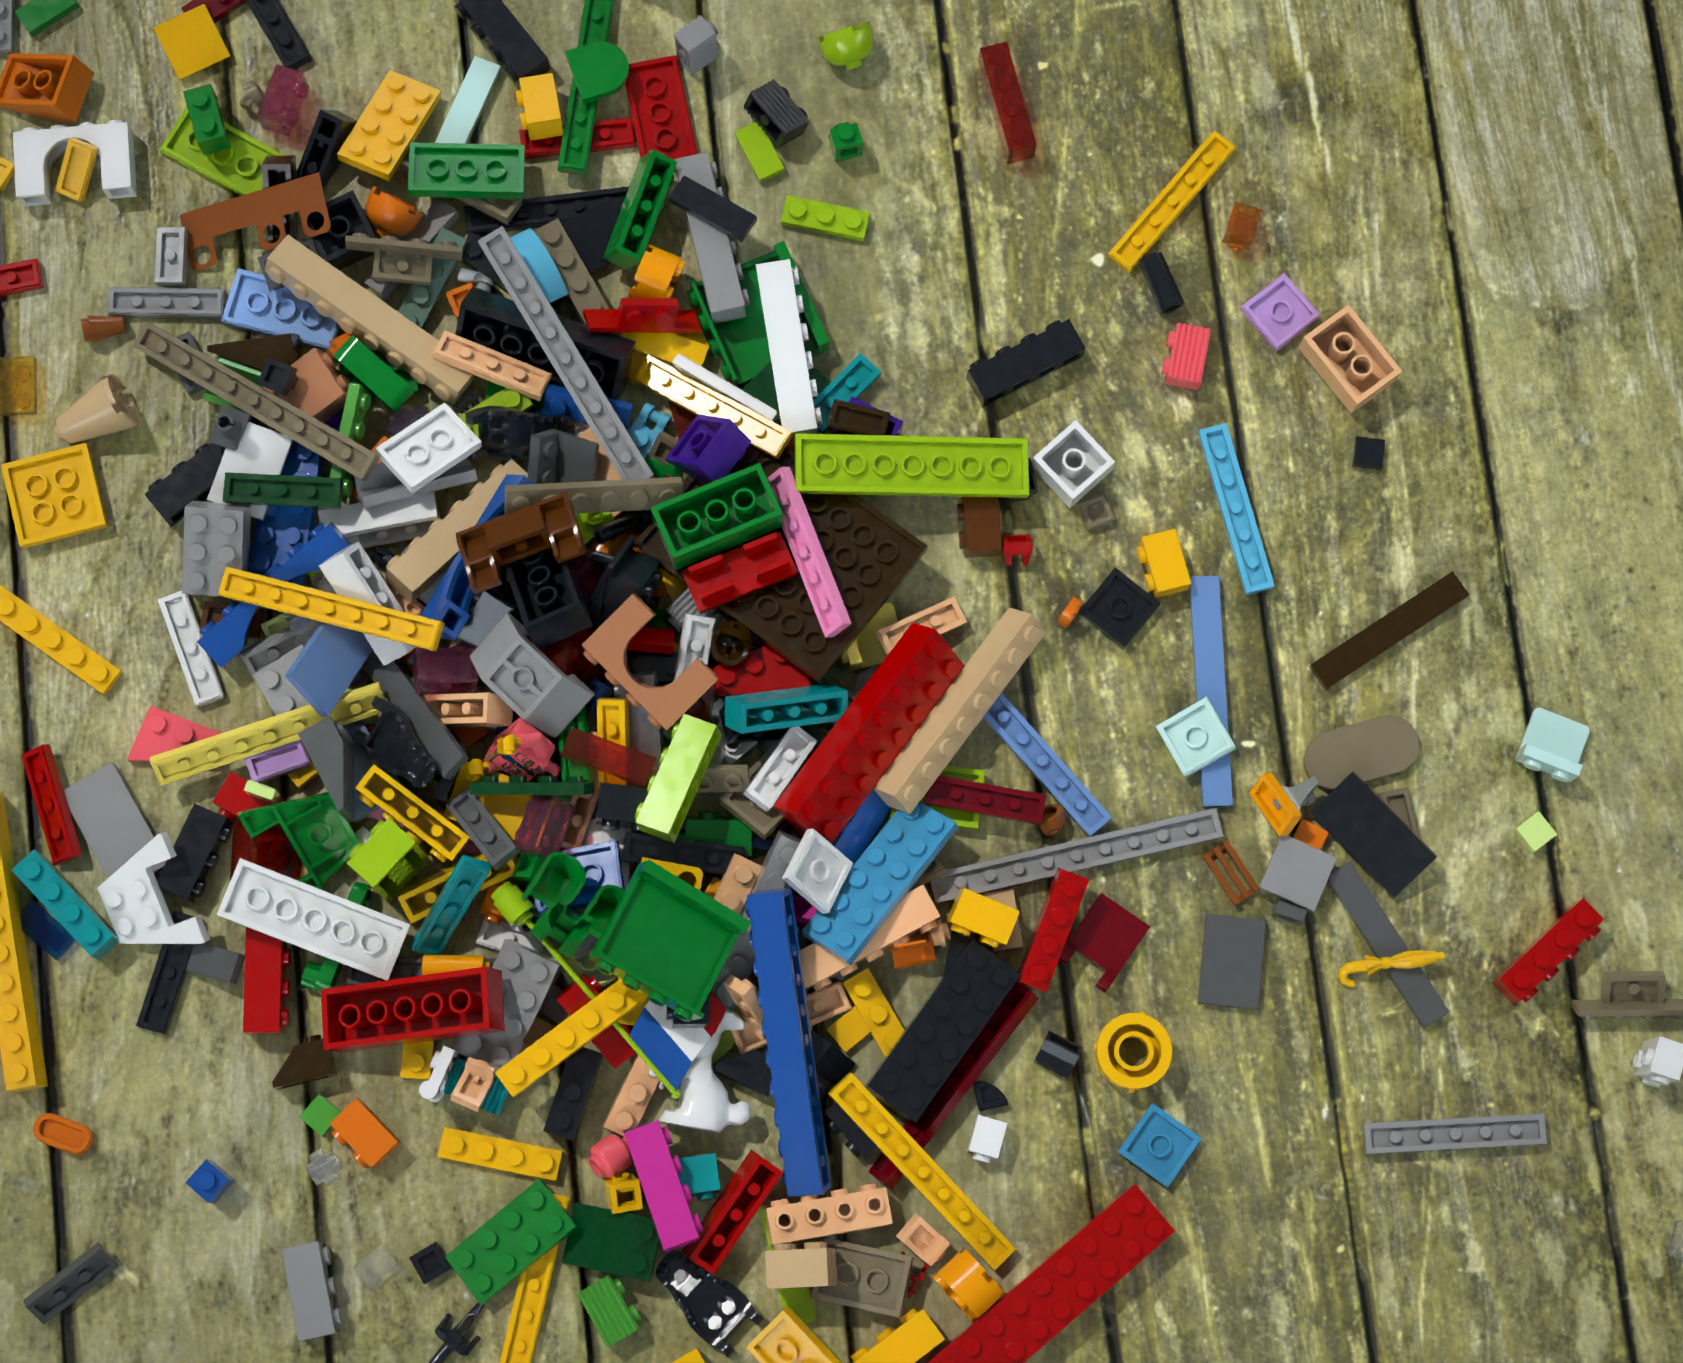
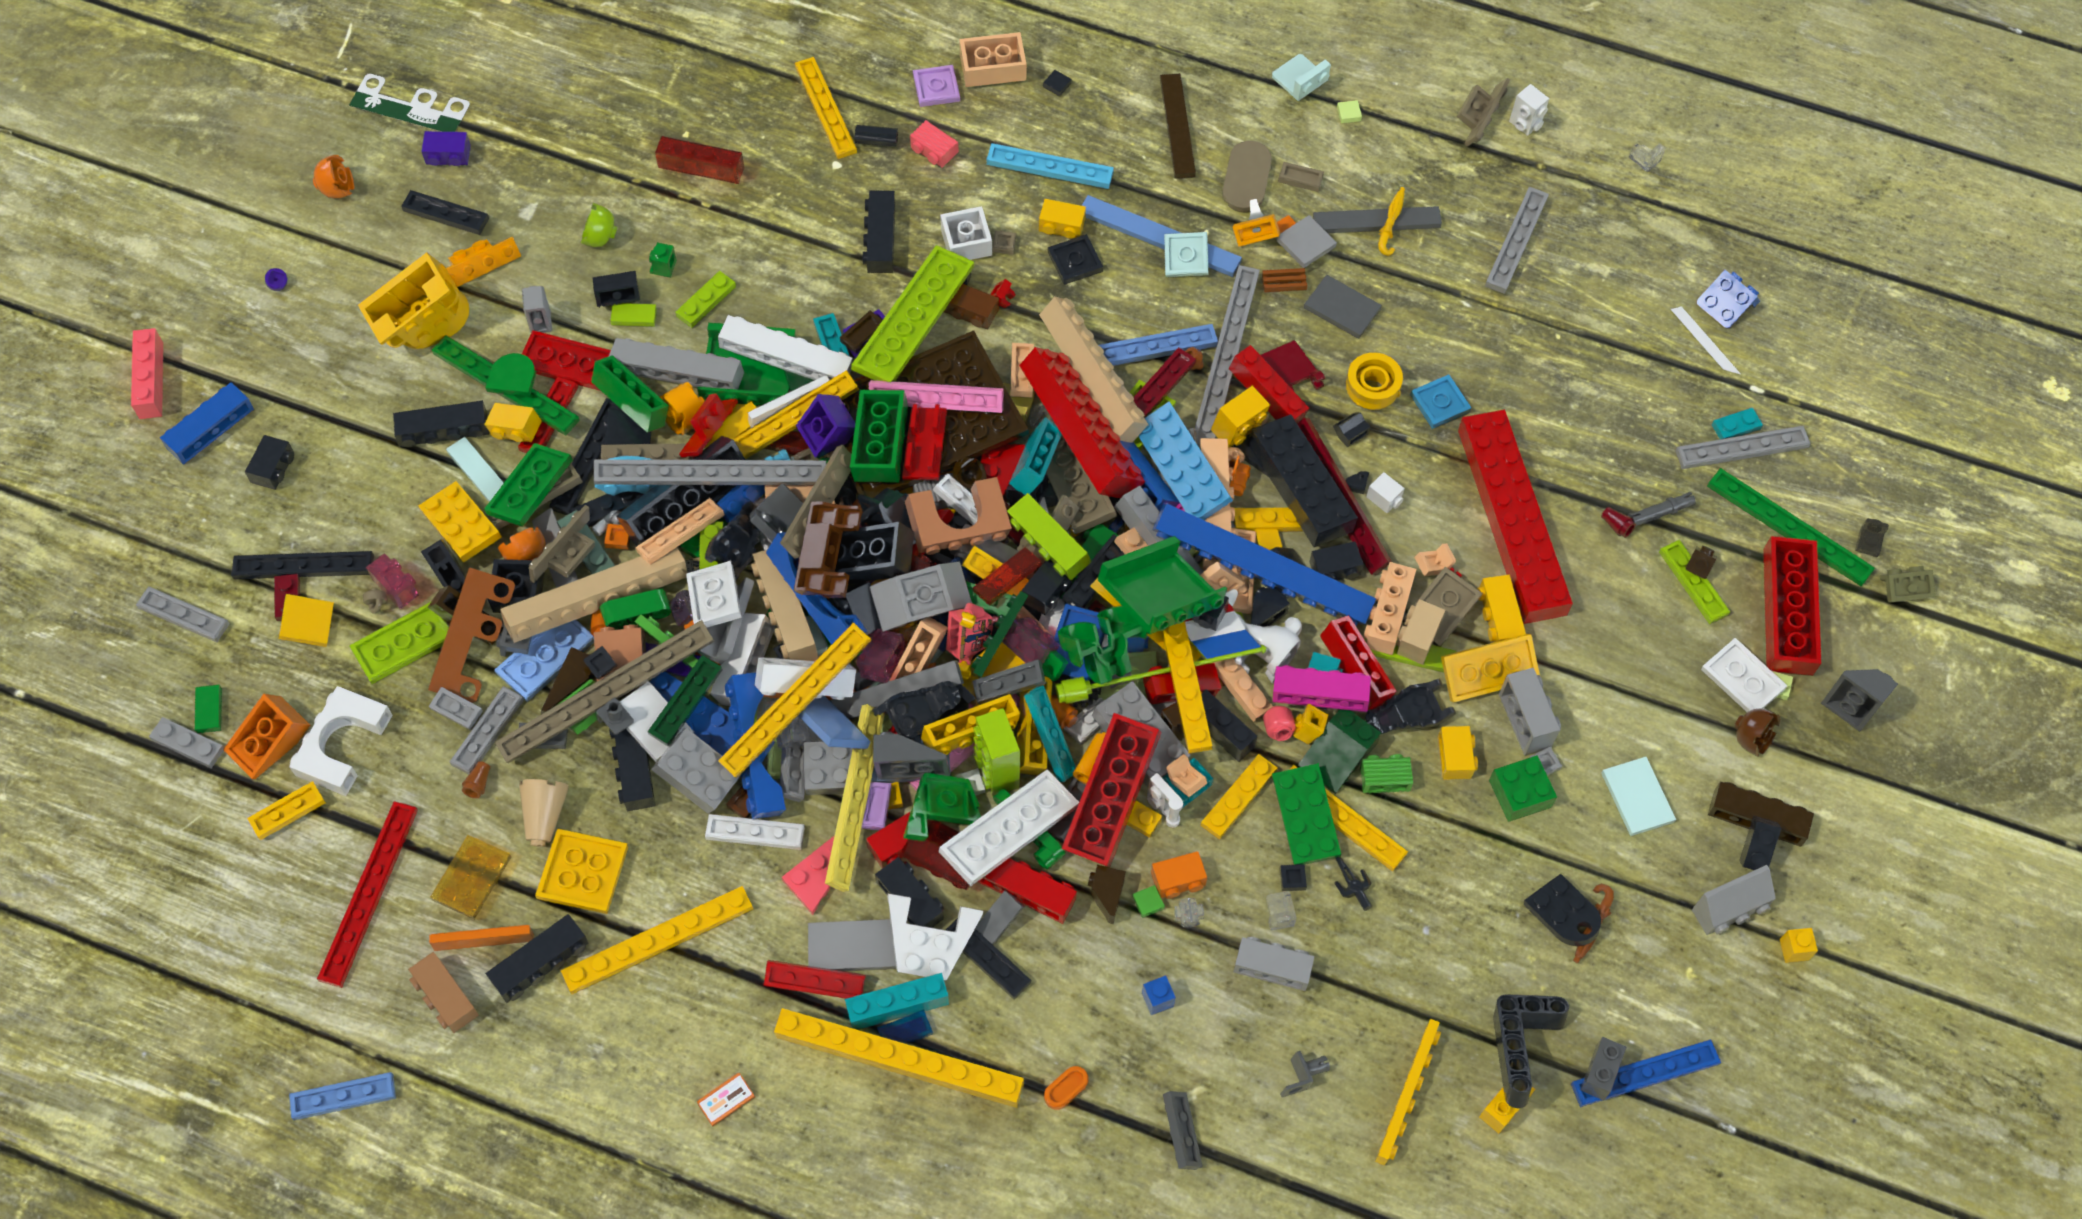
camera: 60 degrees left, 15 degrees down
(76, 169) = (347, 739): yellow tile -> none
(207, 119) = (373, 632): green brick -> none
(262, 791) = (896, 818): yellowish green tile -> none
(712, 208) = (659, 348): black tile -> none
(780, 767) = (1073, 482): white plate -> none
(817, 871) = (1159, 487): white tile -> none
(921, 1171) = (1389, 533): yellow plate -> none
(968, 1285) = (1480, 543): light orange brick -> none
(1070, 612) = (1062, 285): orange tile -> none
(1241, 226) = (868, 76): clear orange brick -> none
(1288, 912) = (1329, 259): dark grey tile -> none
(1373, 834) = (1304, 190): black tile -> none
(1547, 951) = (1429, 137): red brick -> none

